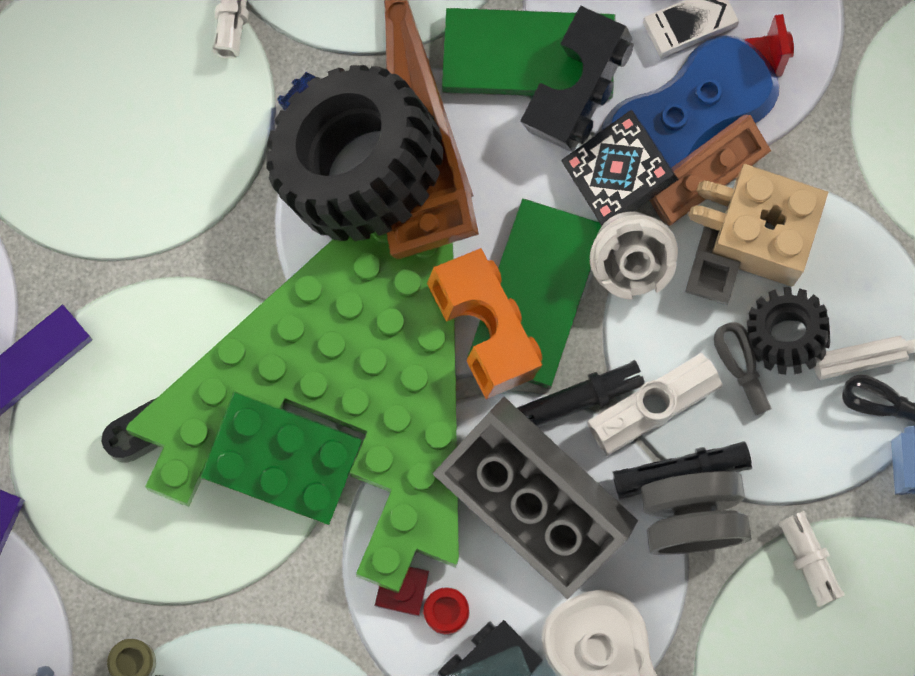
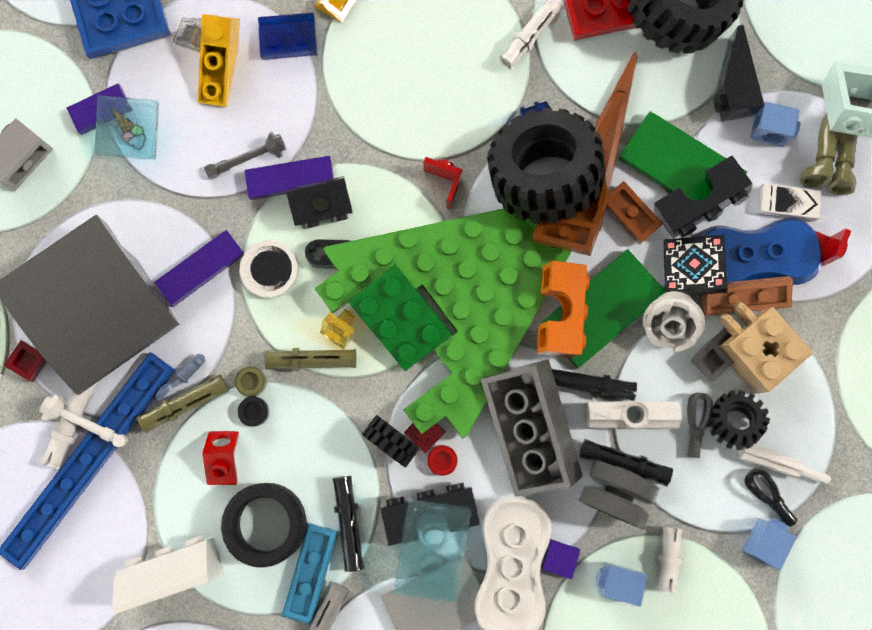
camera: 25 degrees right, 5 degrees up
(58, 378) = (333, 190): none -> black brick
(69, 500) = (269, 269): none -> tile
(193, 584) = (310, 359): none -> olive pin
(208, 522) = (338, 328): none -> clear yellow tile
(229, 234) = (444, 169): none -> red bracket
(364, 623) = (390, 441): none -> black tyre
(501, 149) = (632, 213): none -> dark orange plate
(674, 643) = (560, 559): none -> dark purple tile
(768, 626) = (621, 583): none -> medium blue brick

